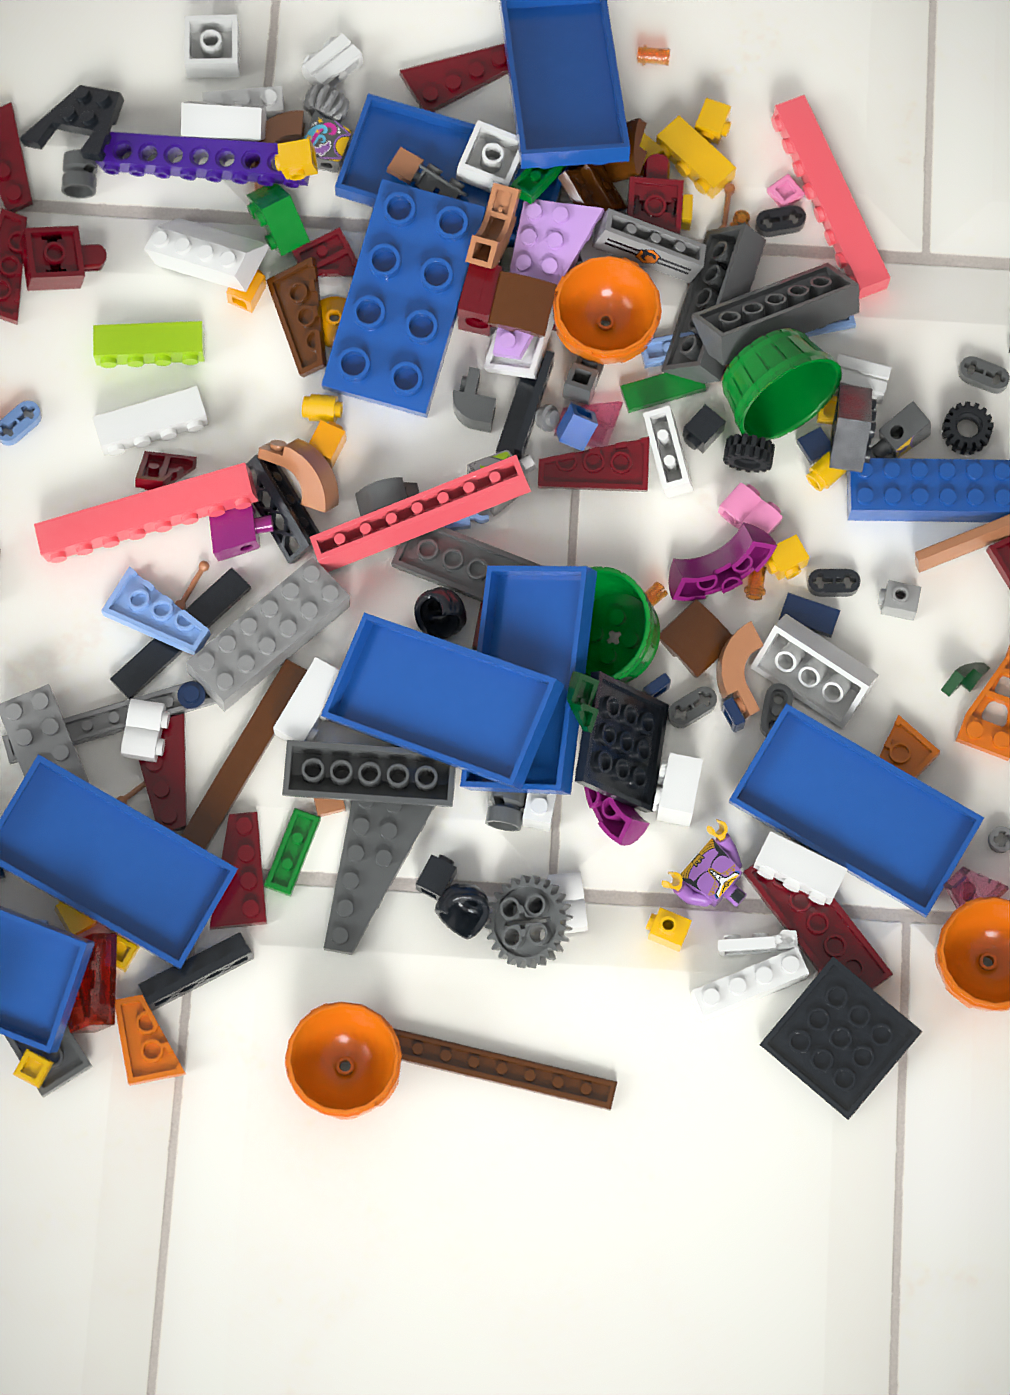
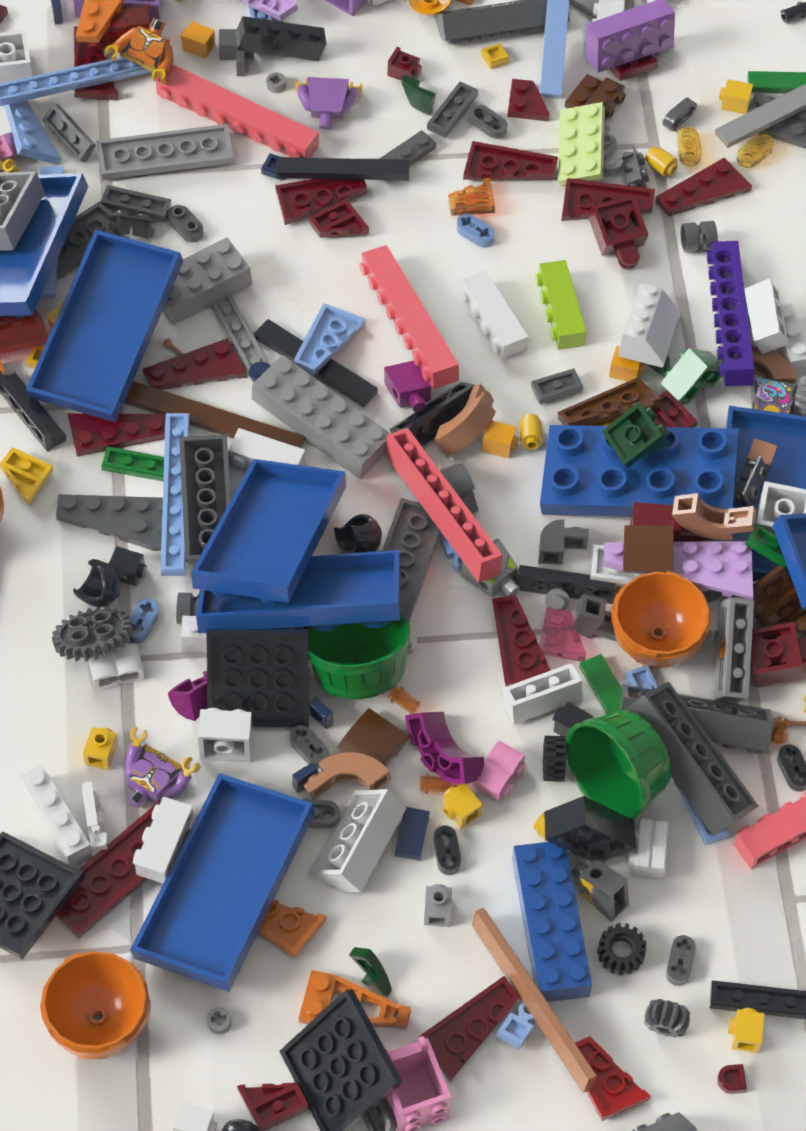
camera: 80 degrees right, 15 degrees down
(83, 112) = (748, 230): black wing -> none
(144, 730) = (223, 339): white brick -> none
(162, 469) = (451, 325): dark red wing -> none
(203, 566) = (341, 360): nougat hinge -> none
(262, 369) = (556, 386): none -> dark grey plate
(288, 983) = (25, 473): none -> yellow wing
(296, 159) = (736, 359): yellow brick -> none
(371, 815) = (172, 544): none -> light blue tile
(379, 286) = (636, 434): none -> dark green plate
(509, 862) = (146, 623): none -> medium blue beam
(577, 427) = (550, 616): panel -> none
(580, 698) = (280, 619): dark green slope -> none
(687, 212) = (781, 686): yellow tile -> none
(971, 885) = (163, 993): clear pink wing -> none

